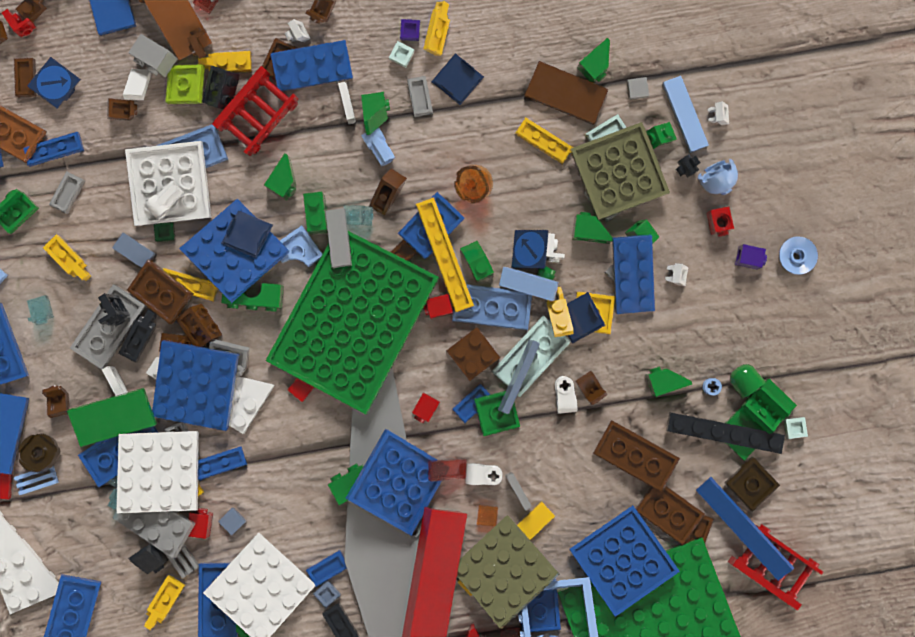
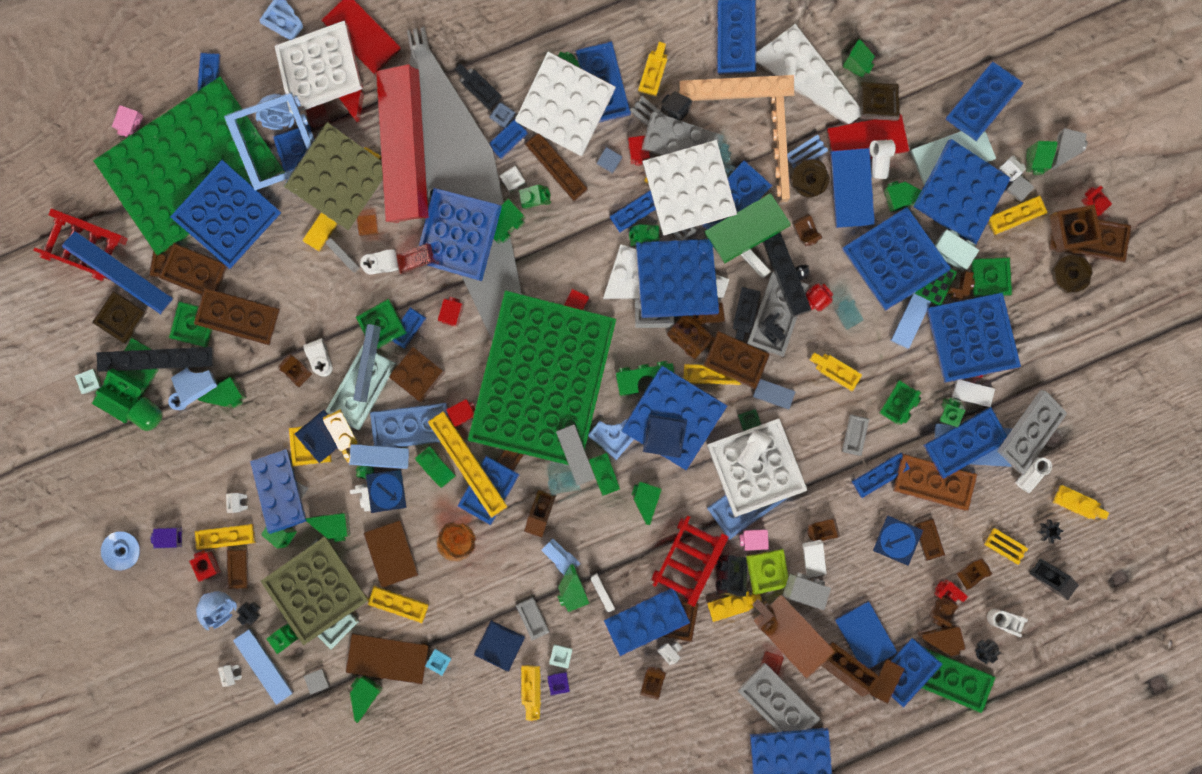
camera: 165 degrees right, 0 degrees up
(56, 500) = (780, 152): none -> light nougat plate
(63, 333) = (819, 297): none -> red head
(73, 362) = (802, 271): none -> black hinge
(82, 562) = (738, 87): none -> light nougat plate
(87, 360) = (786, 275): none -> black plate
(189, 117) = (754, 539): none -> bright pink brick
(217, 438) = (644, 233): none -> green bracket
(286, 527) = (556, 167): none -> reddish brown tile
(315, 503) = (534, 196): none -> green bracket
(333, 526) = (512, 179): none -> white tile
(518, 77) = (438, 662): none -> medium azure plate
(539, 189) = (391, 554): none -> reddish brown tile
(689, 211) = (237, 569): none -> reddish brown tile
(690, 457) = (184, 328): none -> green tile
(694, 397) = (192, 385): none -> light blue tile
(695, 245) = (225, 536): none -> yellow tile

